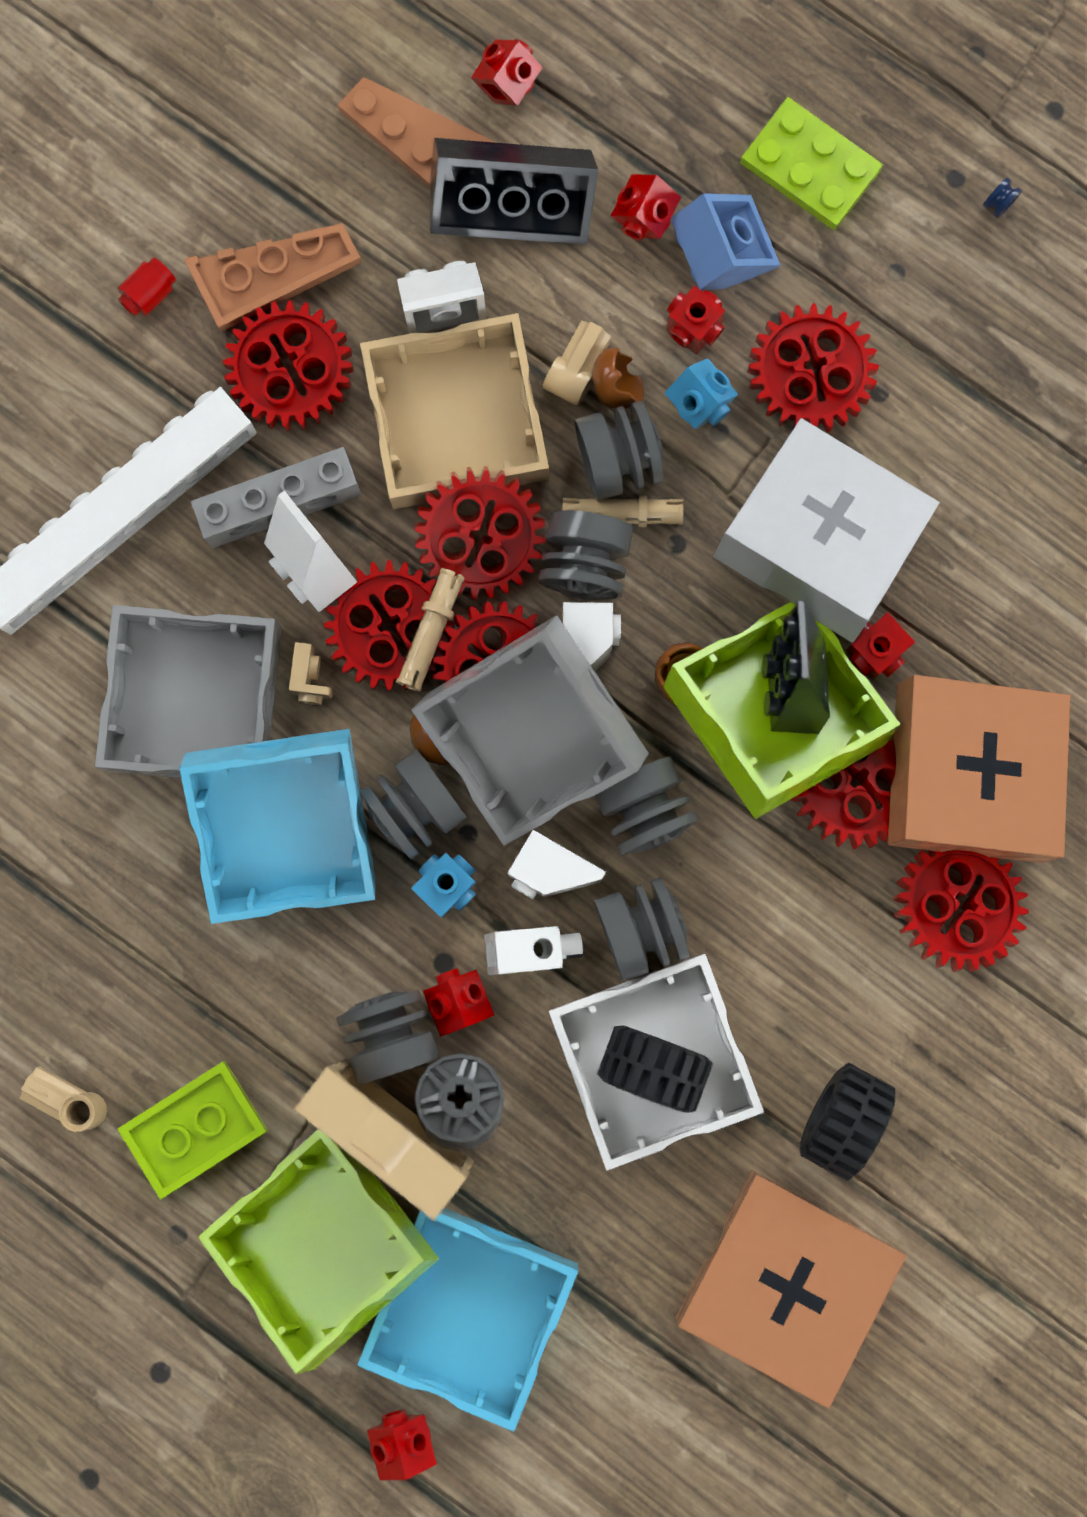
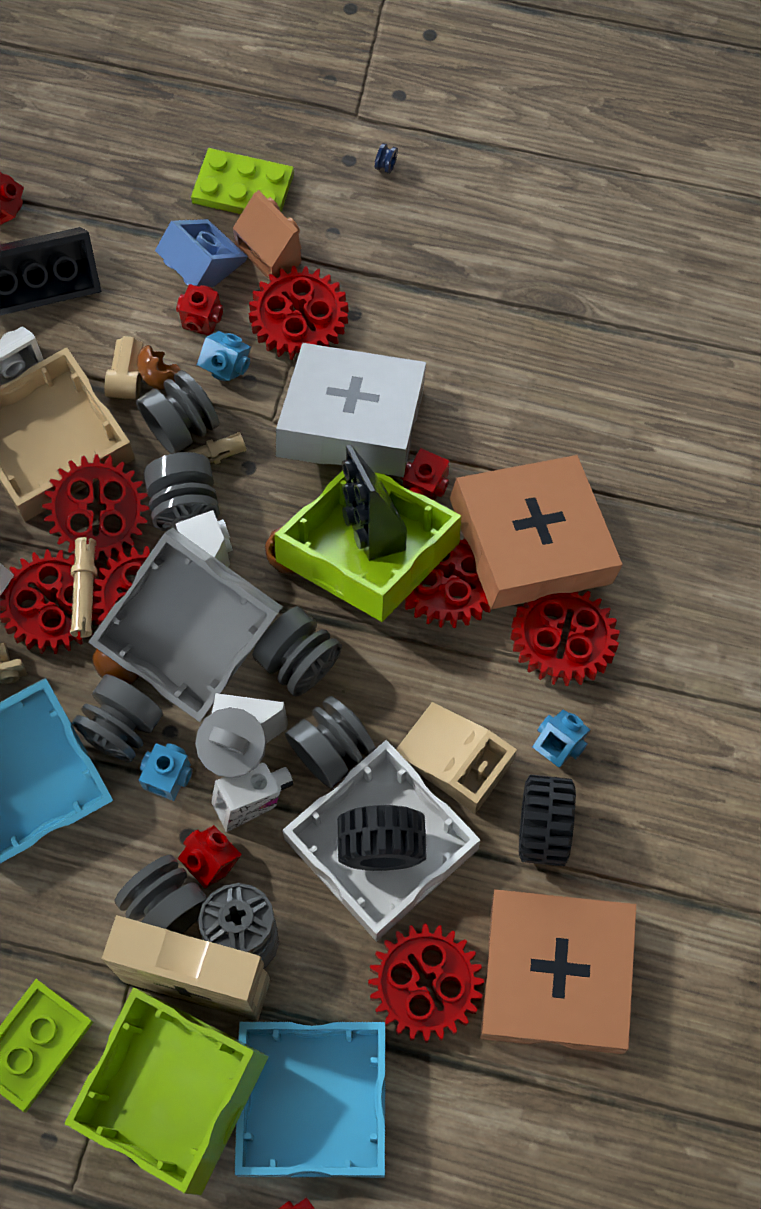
camera: 25 degrees left, 15 degrees down
(528, 898) = (230, 742): none -> light grey tile
(645, 207) = (134, 249): red brick -> none
(676, 1232) = (454, 967): none -> red gear
(777, 996) = (457, 755): none -> tan slope
(814, 255) = (268, 236): none -> nougat slope
(904, 1027) = (561, 737): none -> dark azure brick

